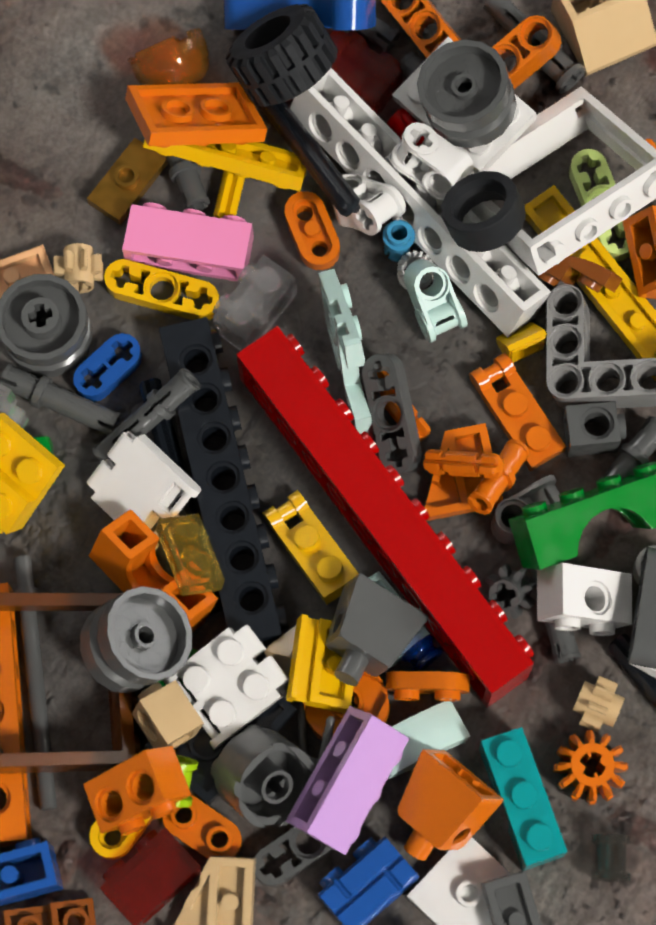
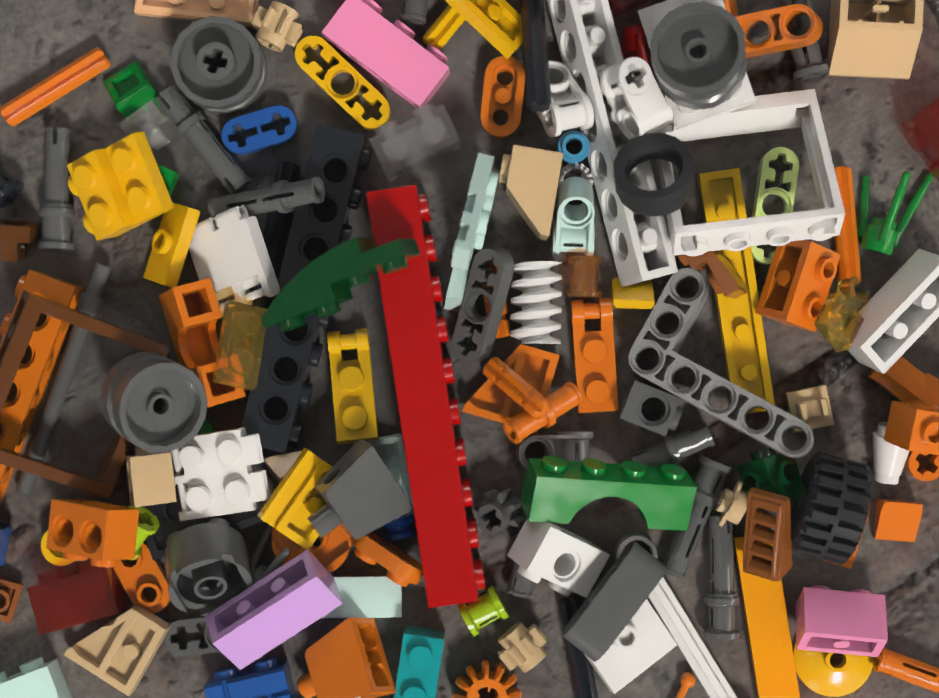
camera: 30 degrees right, 15 degrees up
(77, 505) = (171, 245): none -> yellow plate
(238, 452) = (329, 277): none -> dark green slope
(382, 286) = (532, 185): none -> tan slope
(436, 387) = (536, 302): none -> white piece
(469, 345) = (584, 276): none -> clear orange bush
(543, 691) = (483, 612): none -> lime bush

